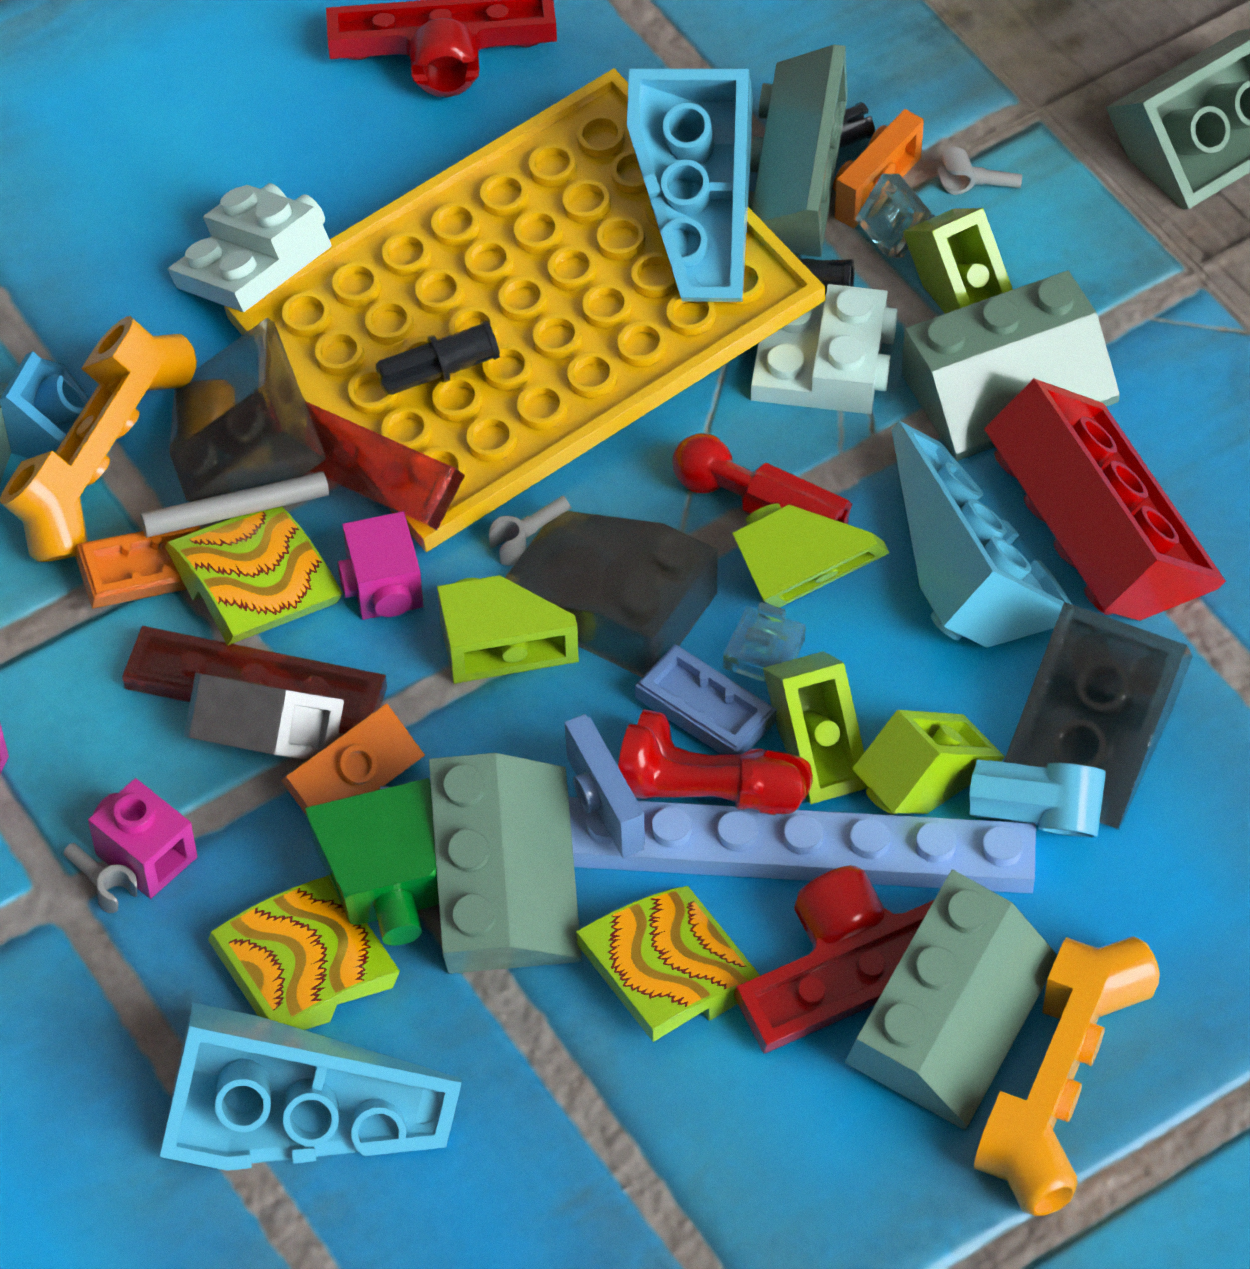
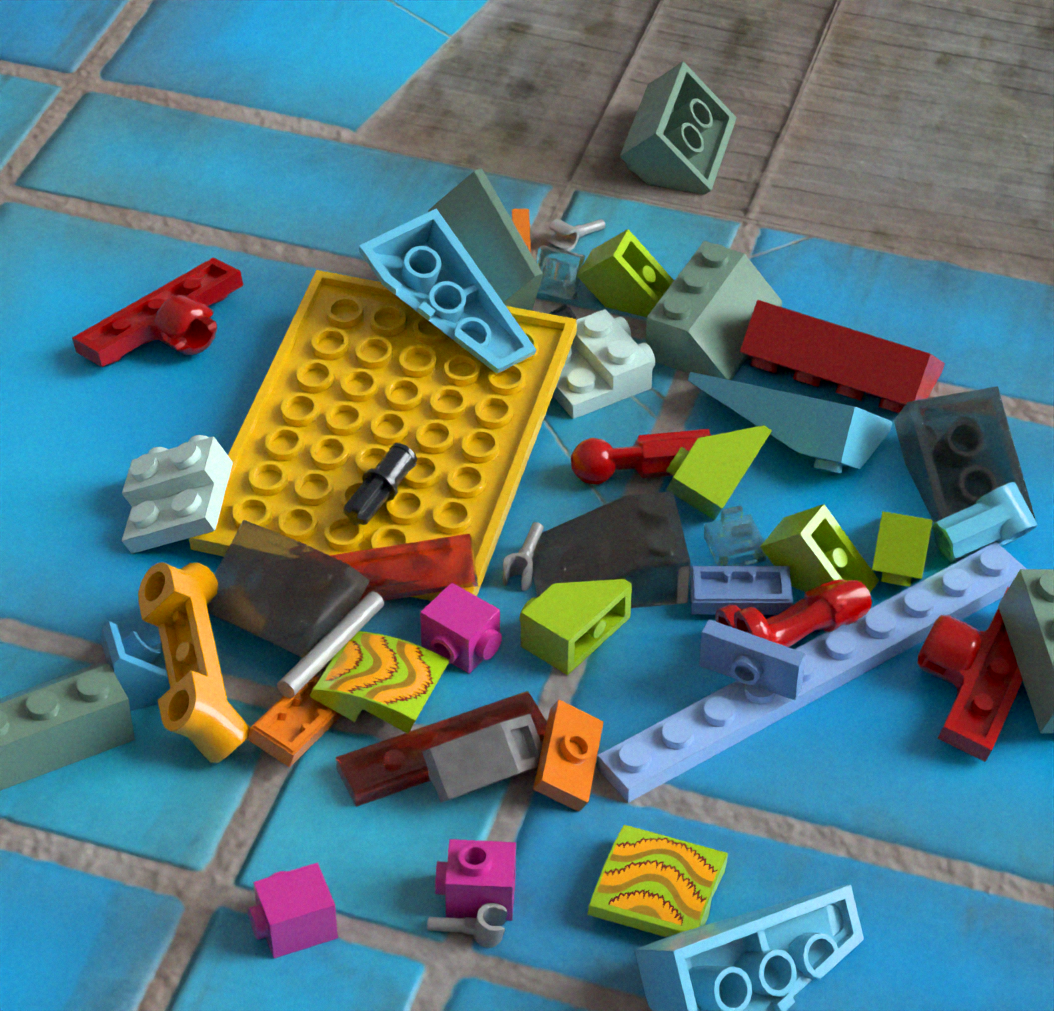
camera: 40 degrees left, 10 degrees down
(380, 856) = (661, 785): green torso -> none
(503, 862) = (729, 748): sand green slope -> none
(666, 960) = (879, 745): slope -> none

